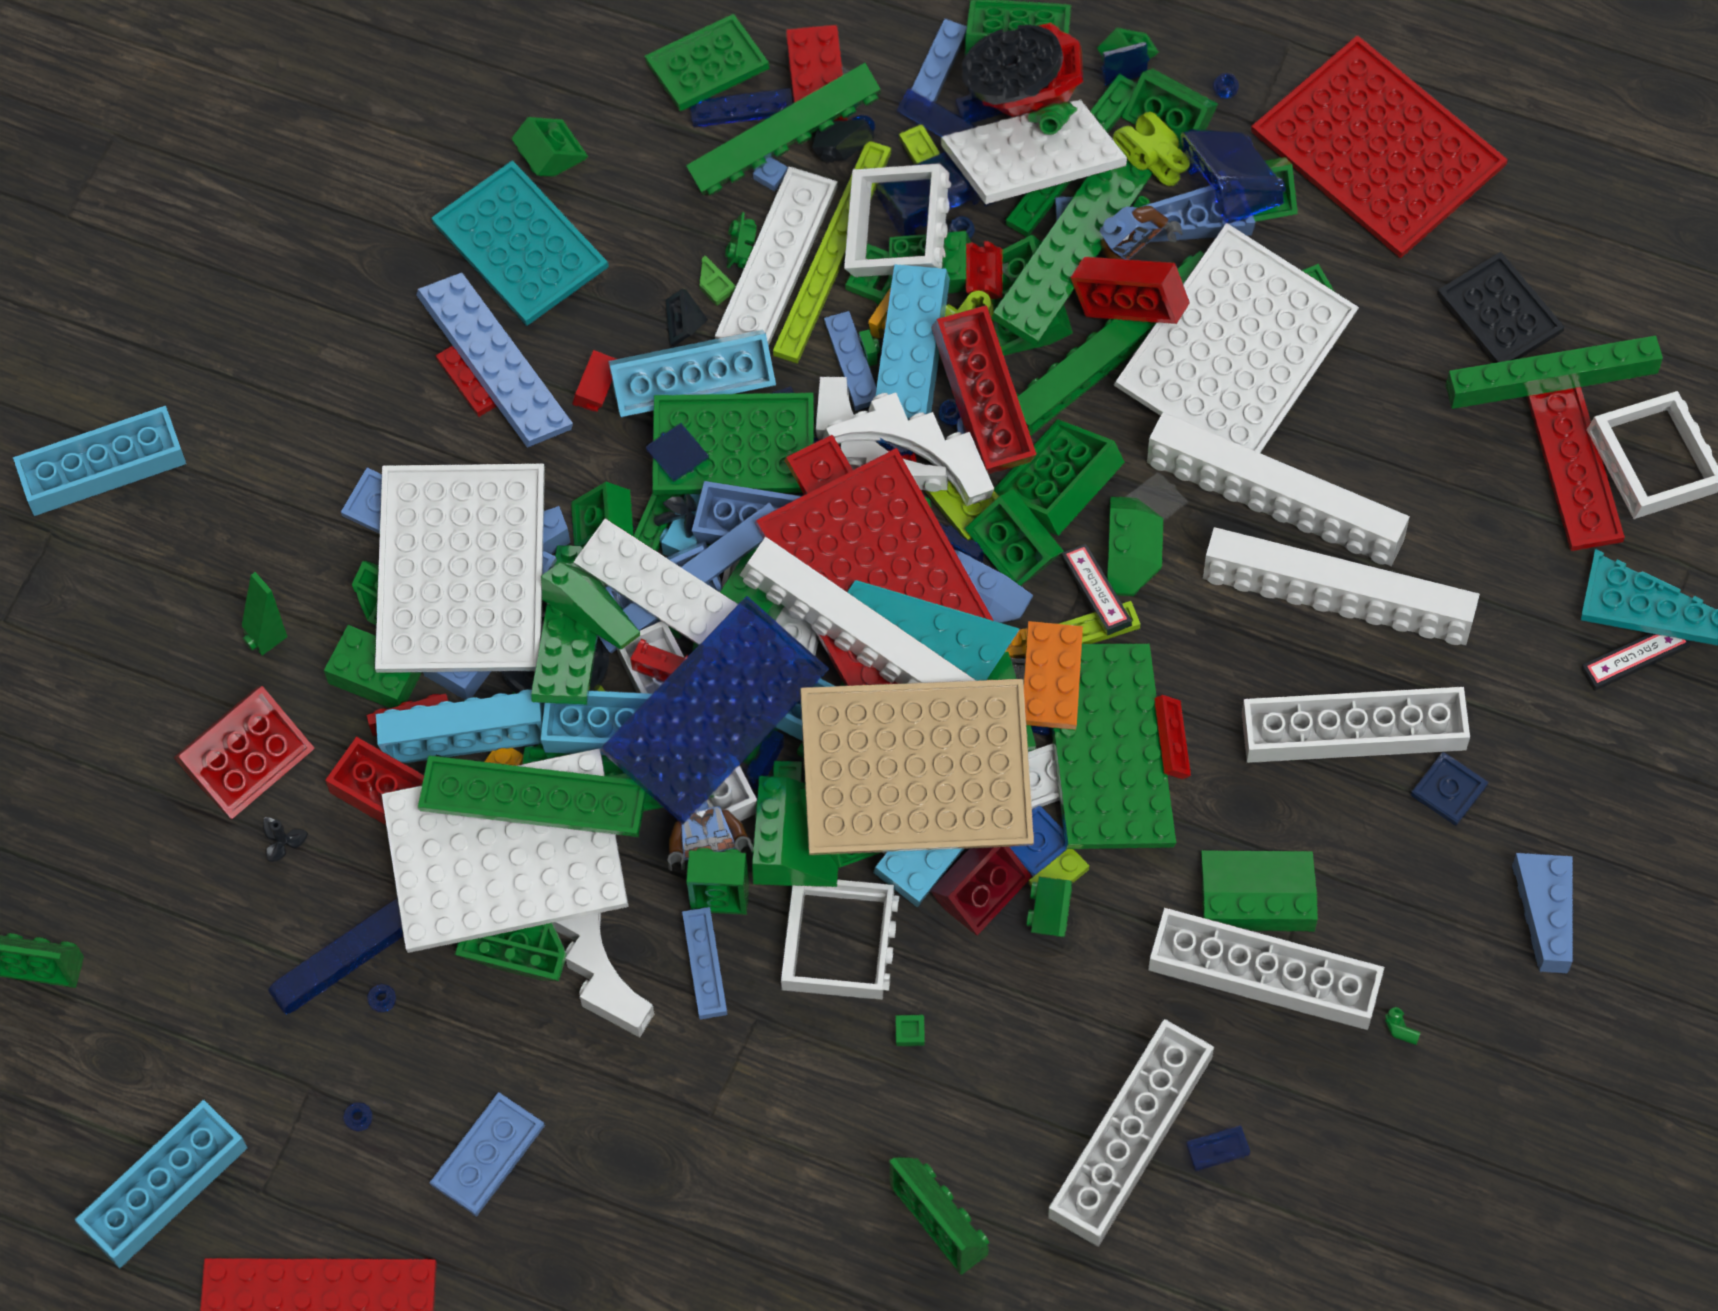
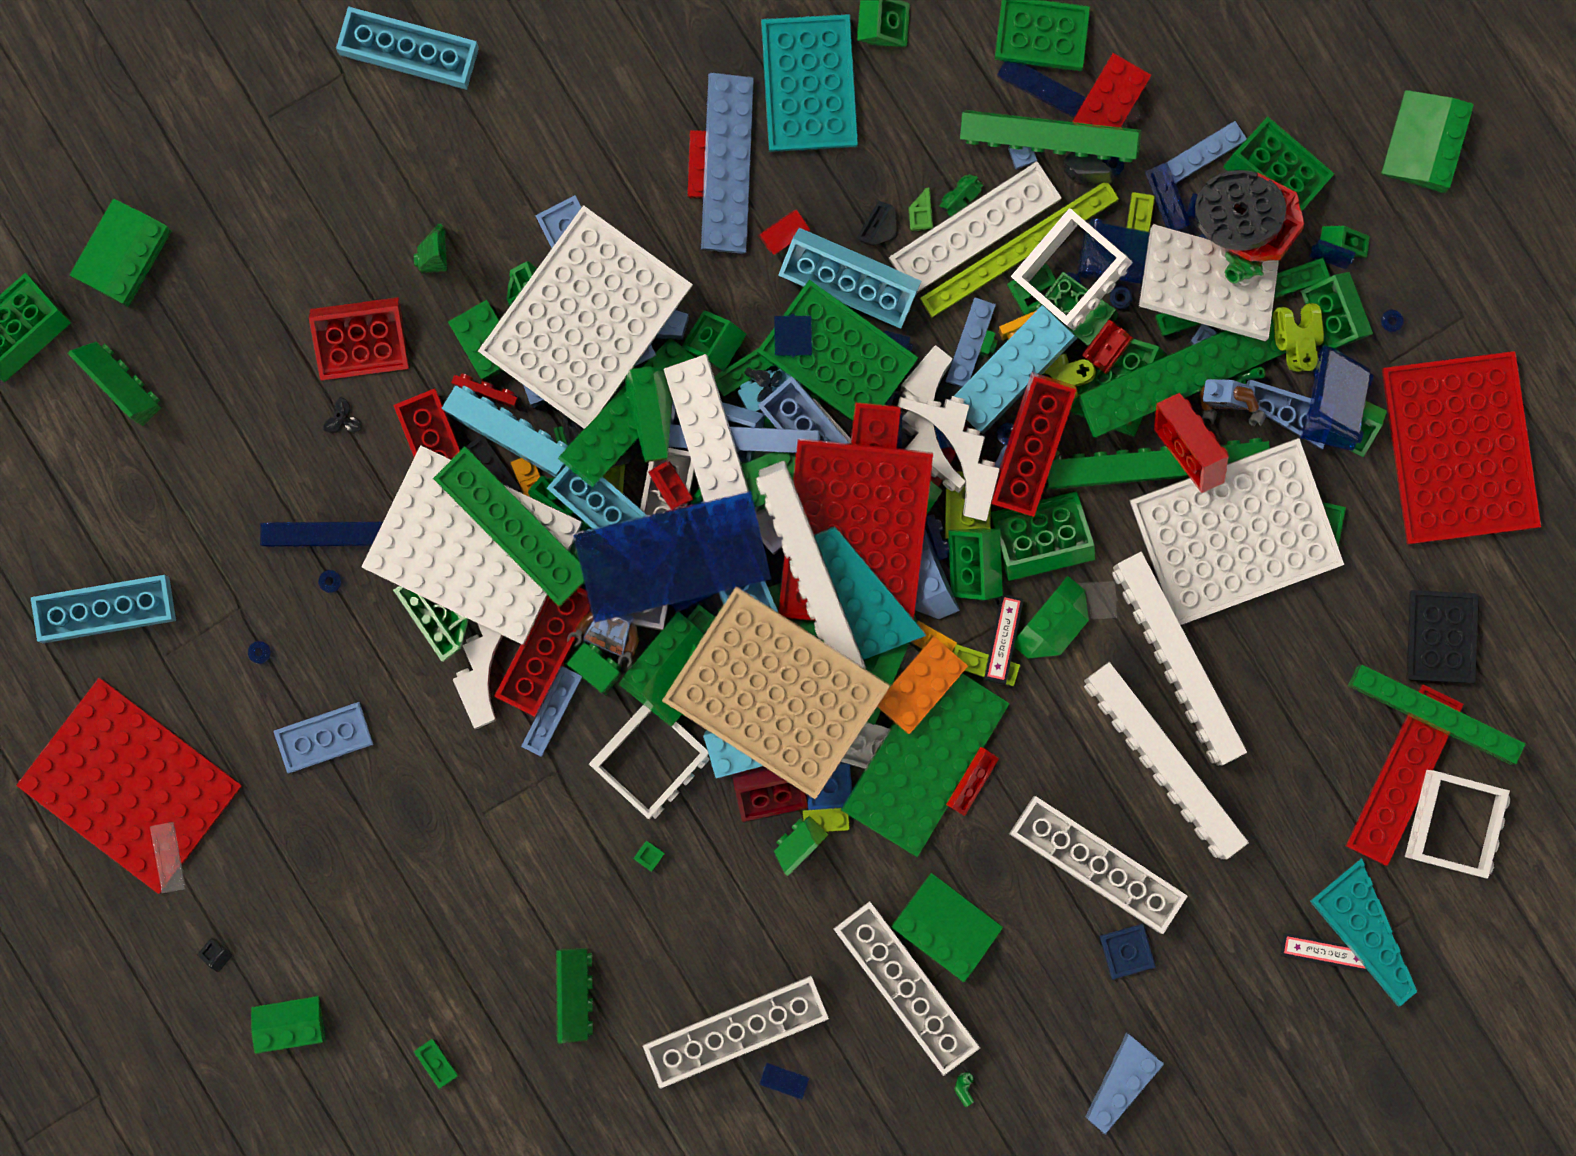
camera: 30 degrees right, 20 degrees up
(654, 908) = (543, 653): none -> red brick

